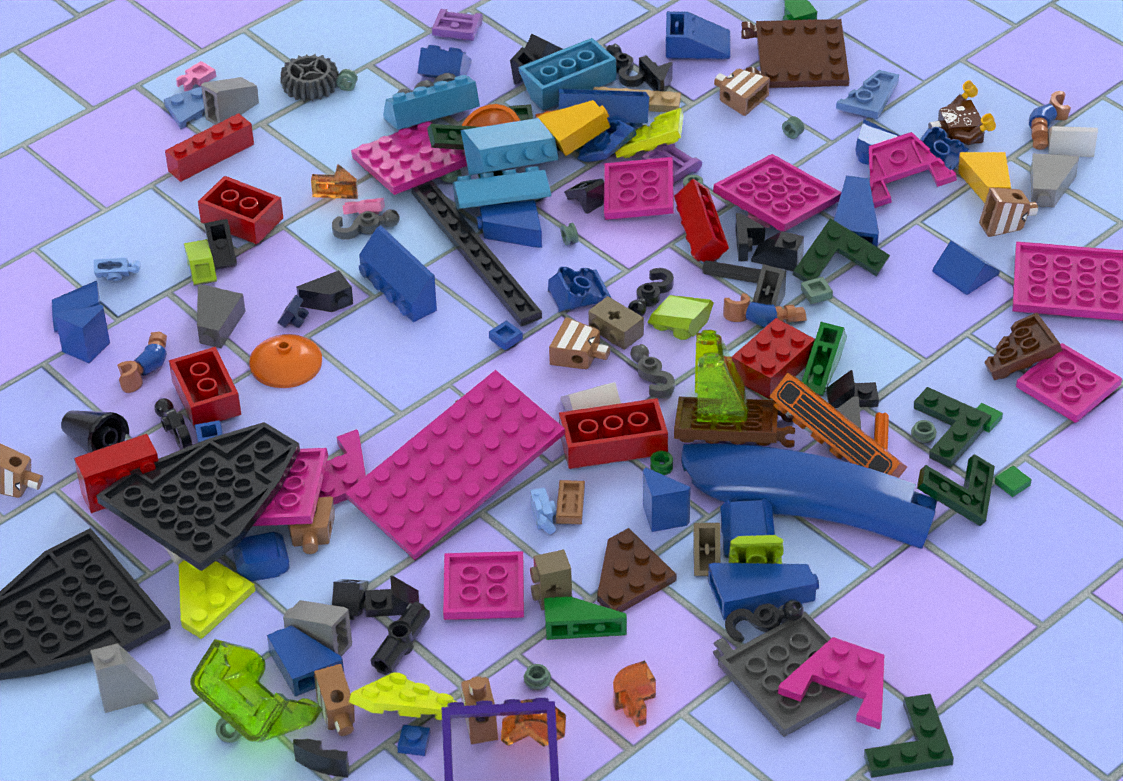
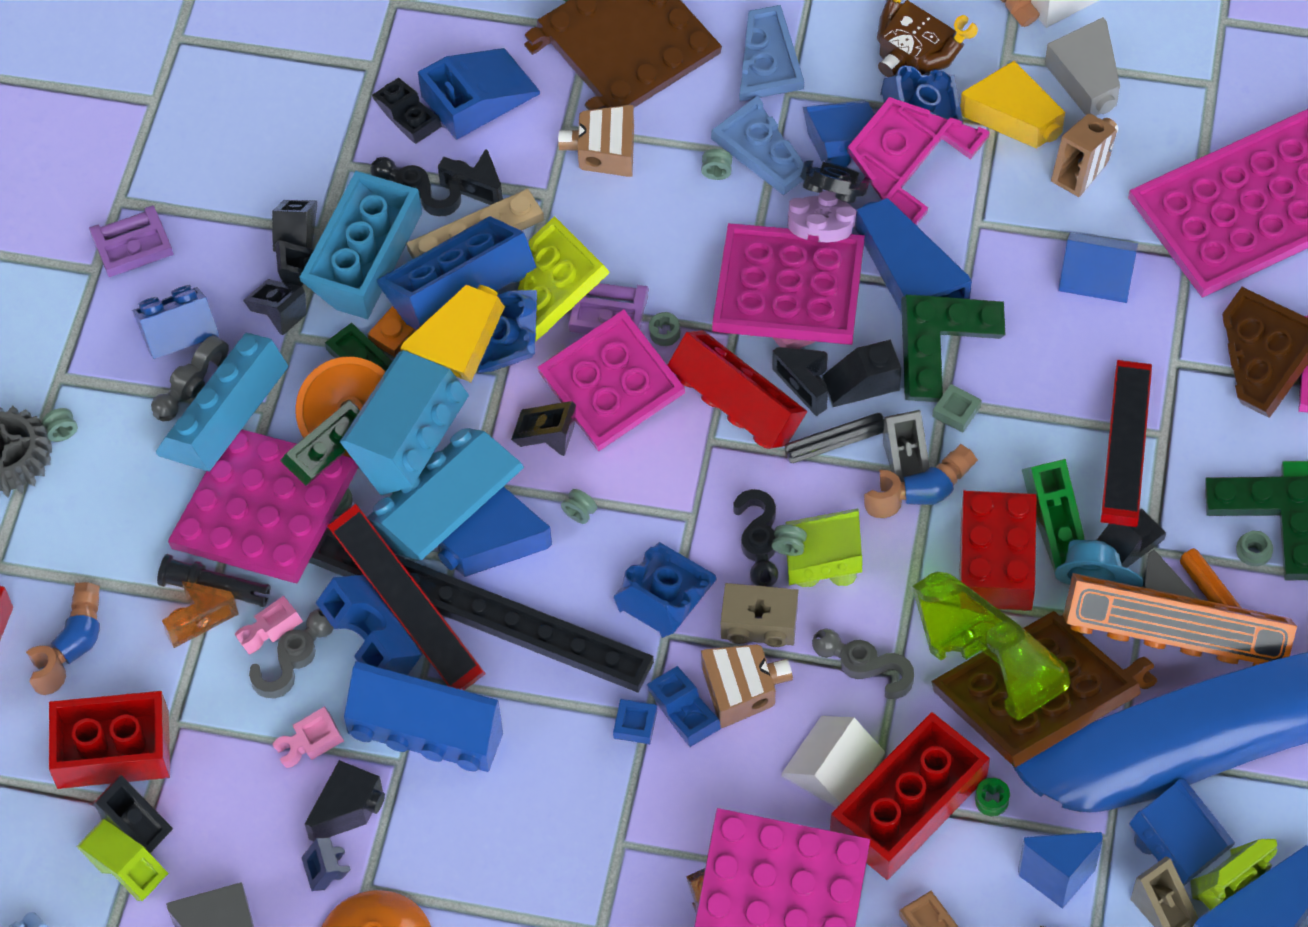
camera: 35 degrees left, 15 degrees up
(265, 166) = (72, 642): none -> nougat piece
(340, 260) = (313, 736): none -> bright pink plate
(363, 183) = (176, 572): none -> black pin
(413, 220) = (356, 606): none -> blue arch
(440, 224) = (406, 599): none -> black tile
(502, 83) = (280, 301): none -> black slope
(537, 343) = (683, 706): none -> blue slope
(652, 33) = (406, 111): none -> black slope
(661, 296) = (789, 540): none -> sand green bush
(821, 384) = (1095, 560): none -> dark azure piece
(825, 130) = (759, 145): none -> medium blue wing
(825, 173) = (821, 217): none -> lavender plate
(850, 161) = (834, 179): none -> black plate
(892, 345) = (1126, 444): none -> black tile

